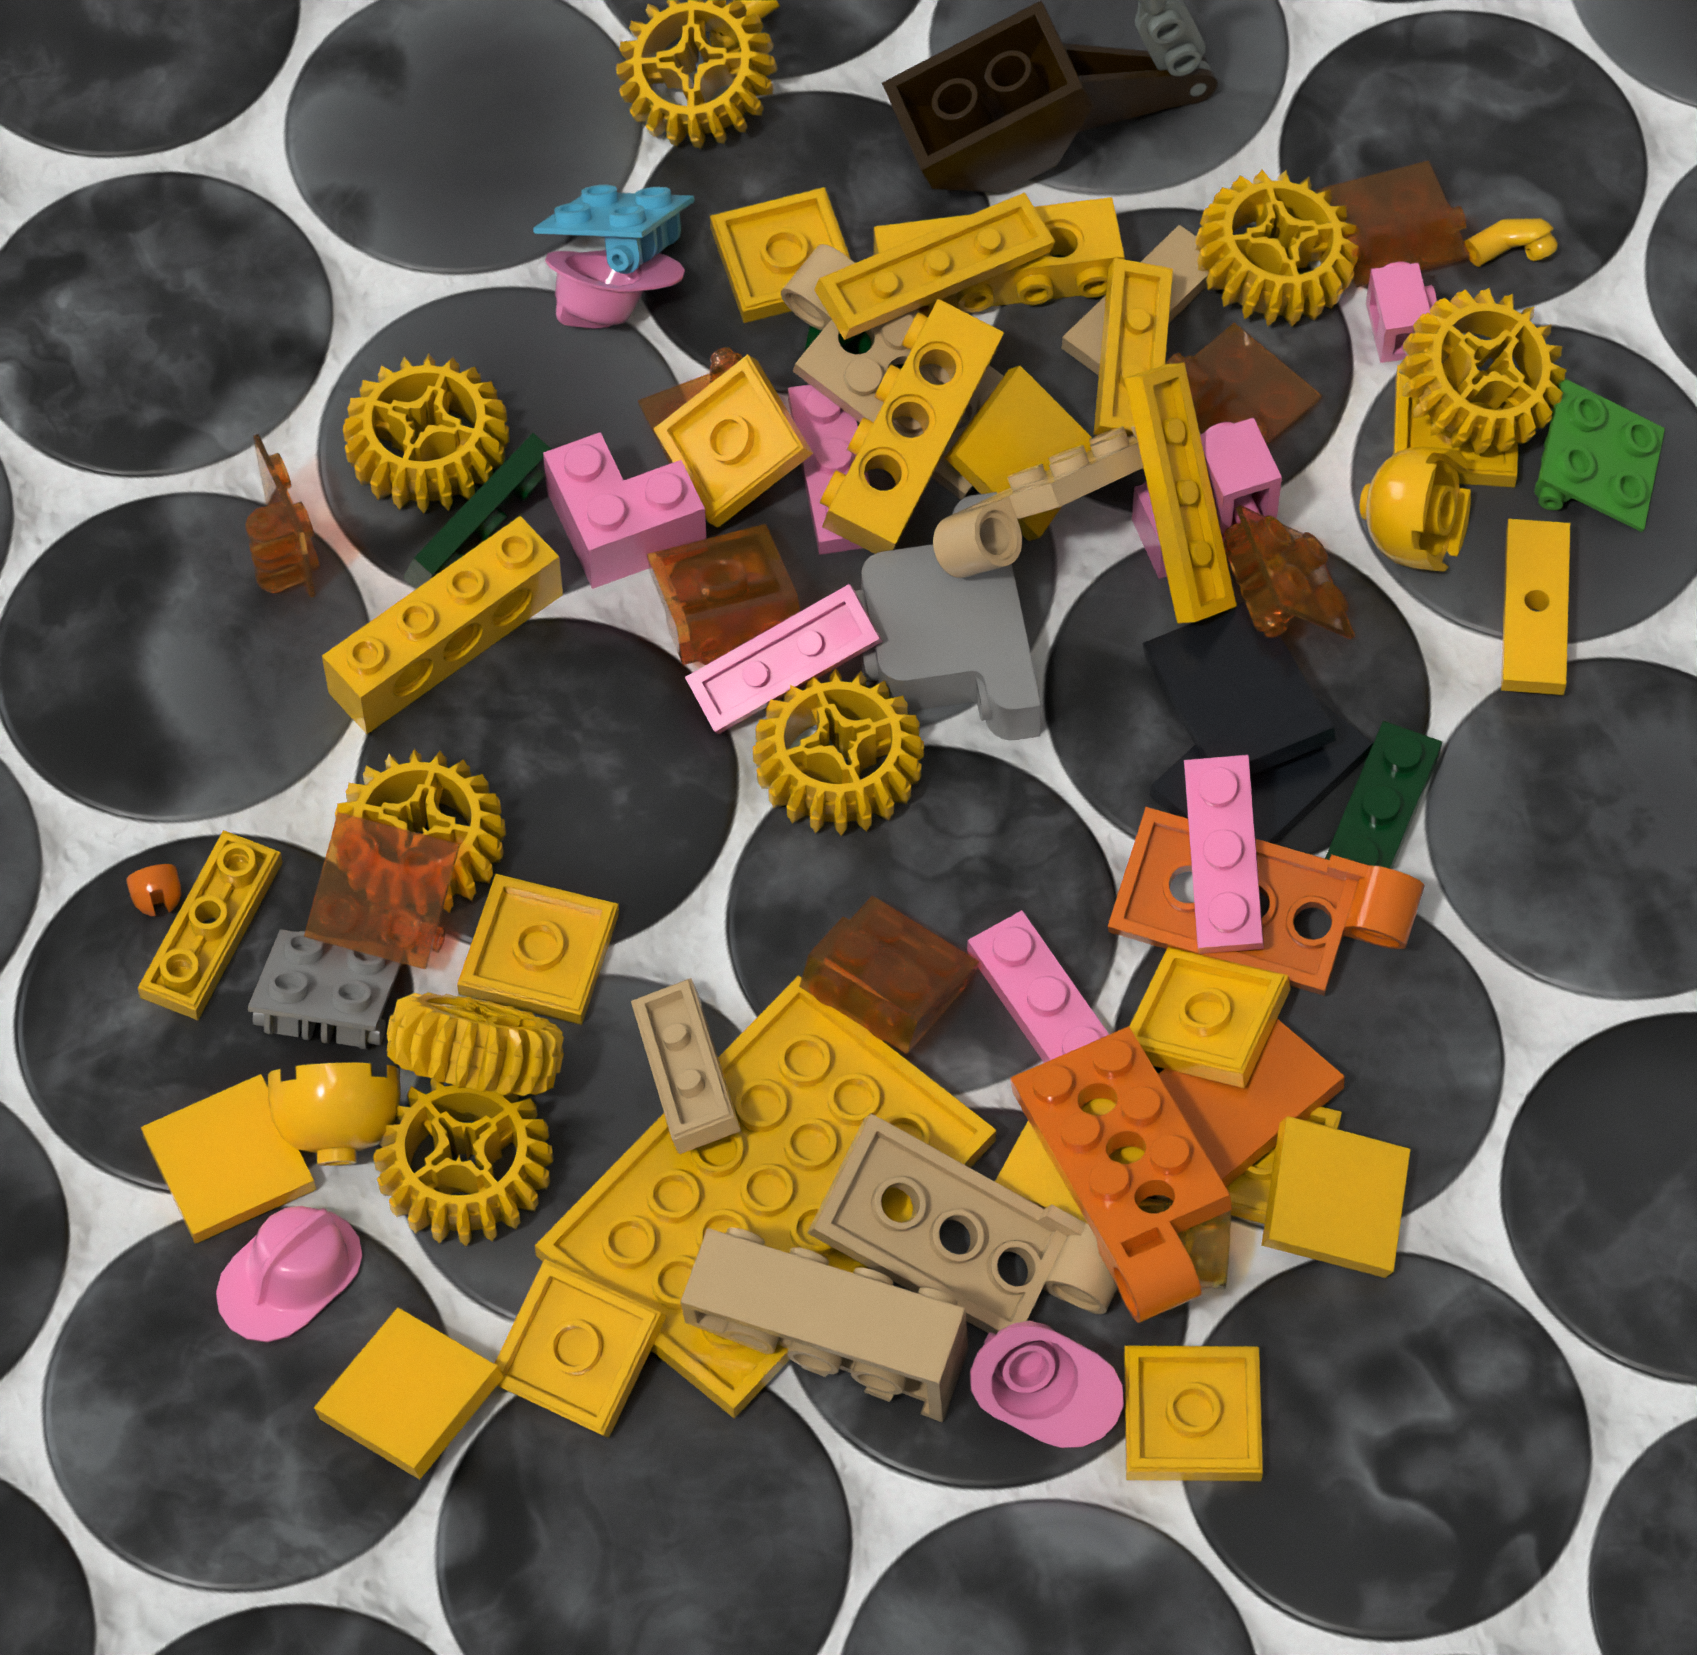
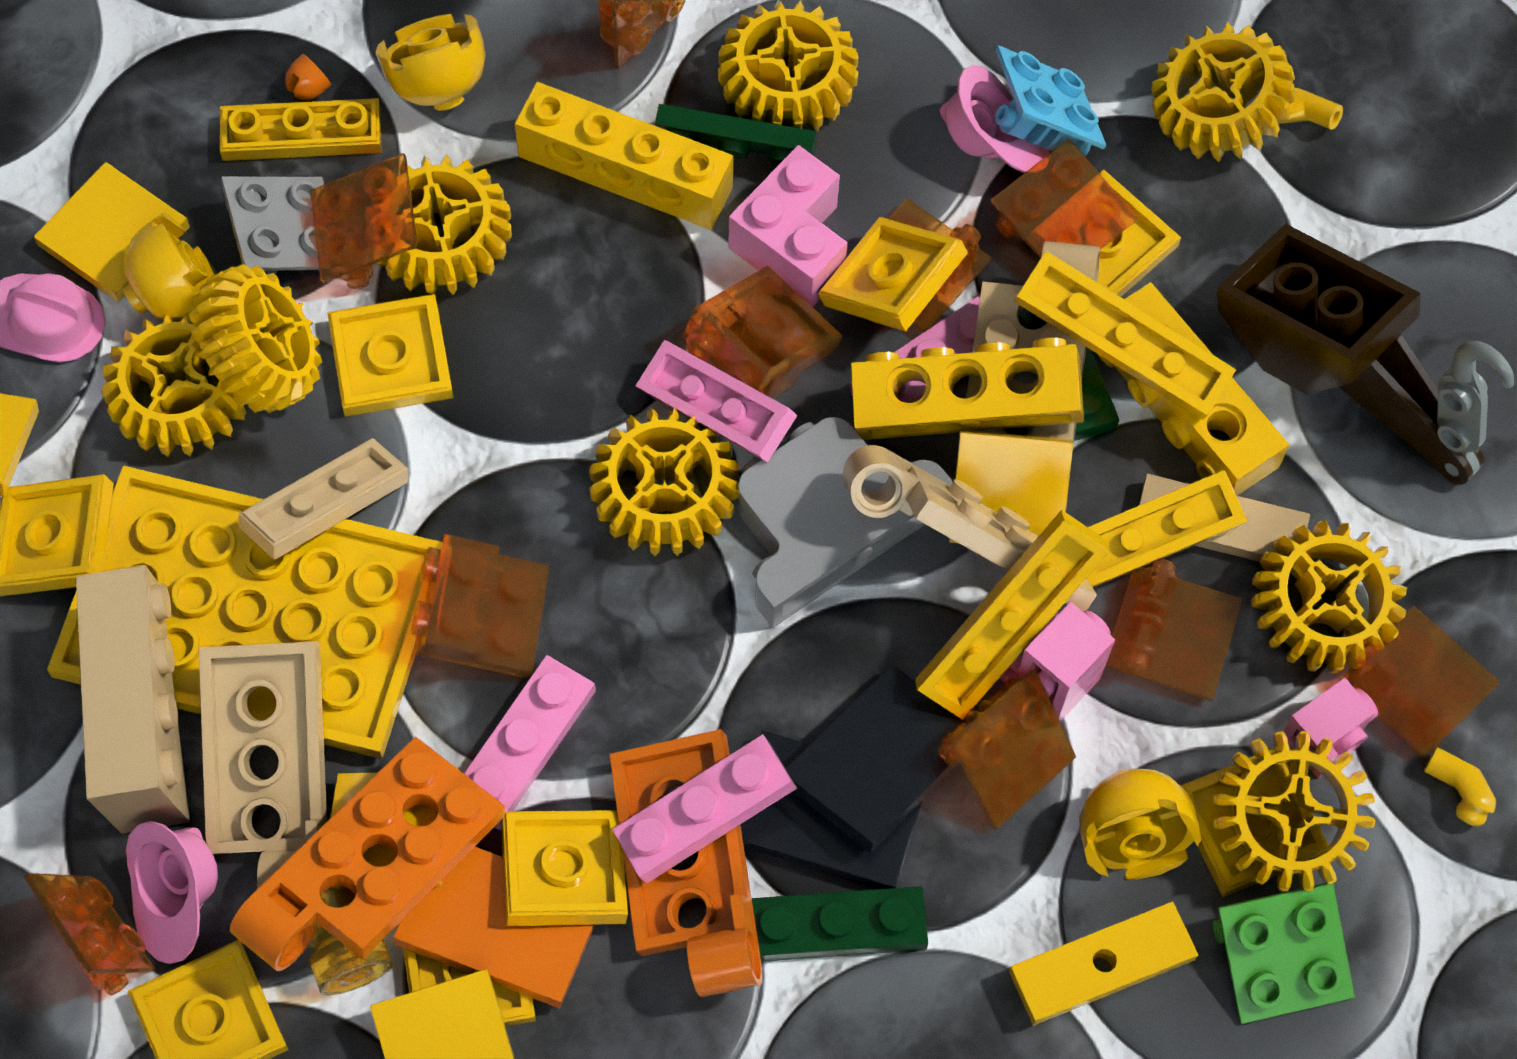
camera: 60 degrees right, 5 degrees up
(222, 745) = (434, 61): none -> yellow cylinder
(736, 267) = (1062, 203): none -> clear orange hinge
(1086, 1471) = (91, 928): none -> clear orange hinge

